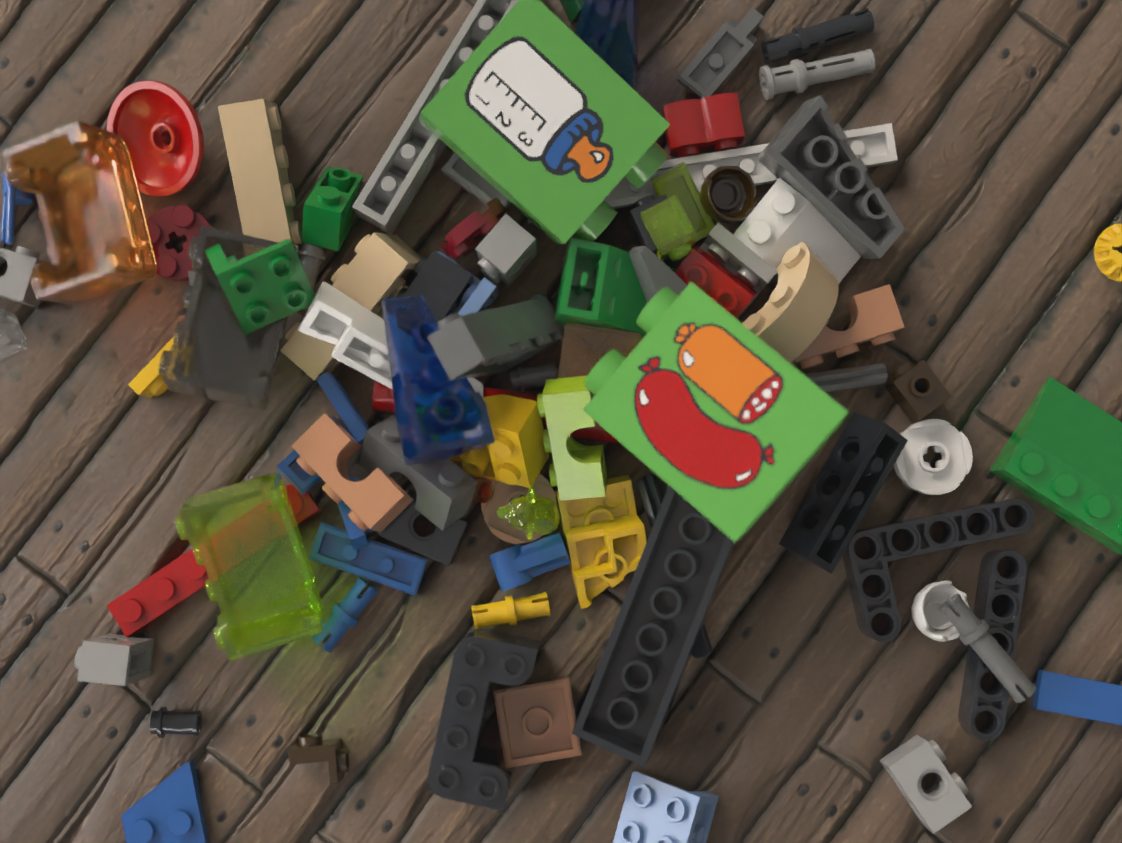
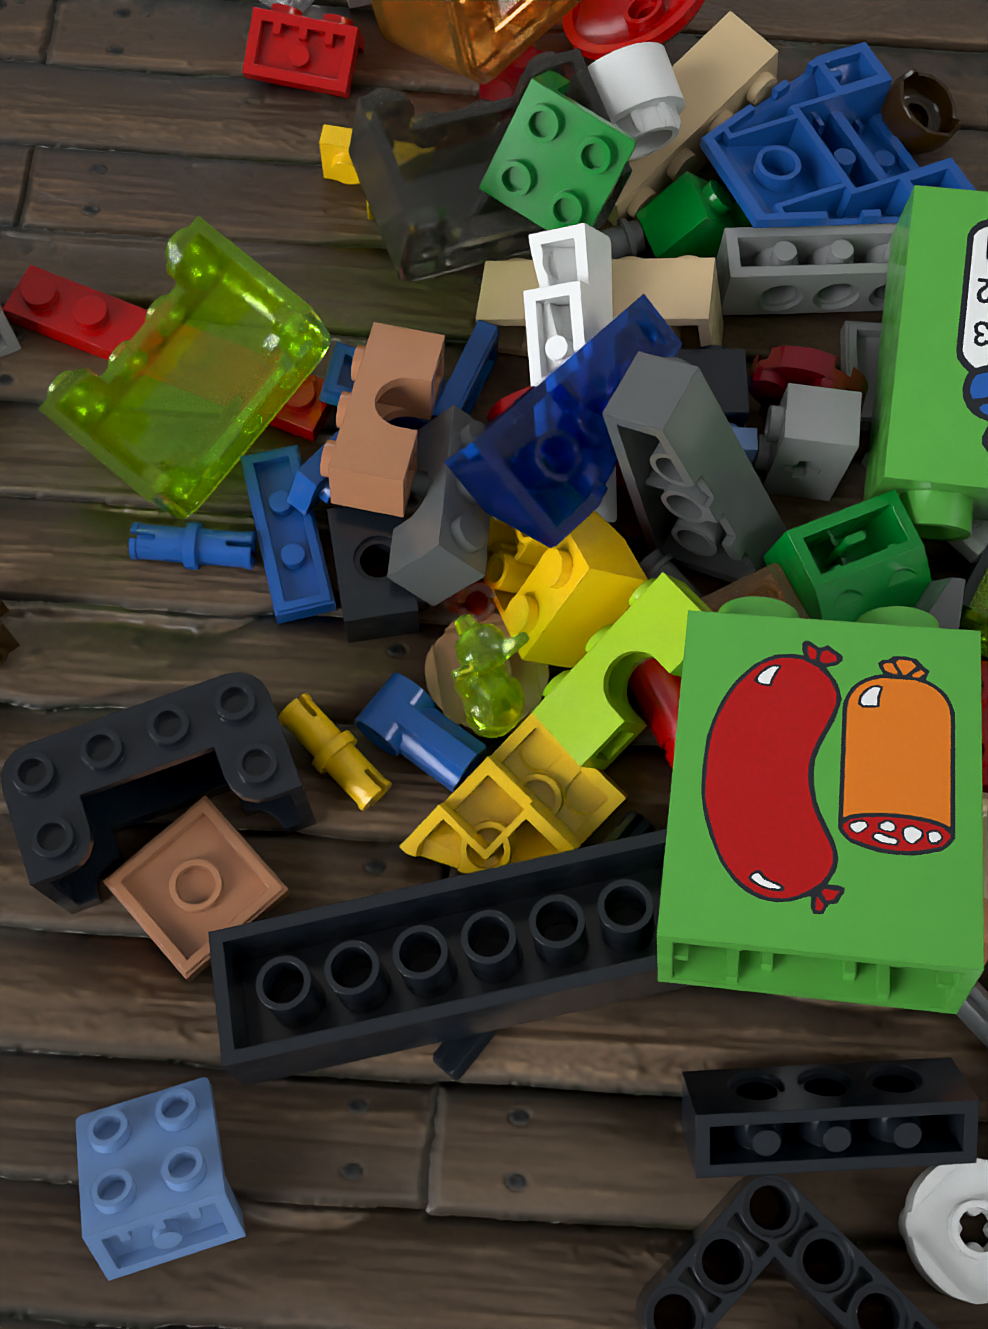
camera: 50 degrees right, 15 degrees down
(58, 359) = (302, 50): none -> red bracket
(246, 206) = (640, 94): none -> white piece
(340, 28) = (920, 112): none -> dark brown hair
(343, 110) = (822, 150): none -> blue wedge

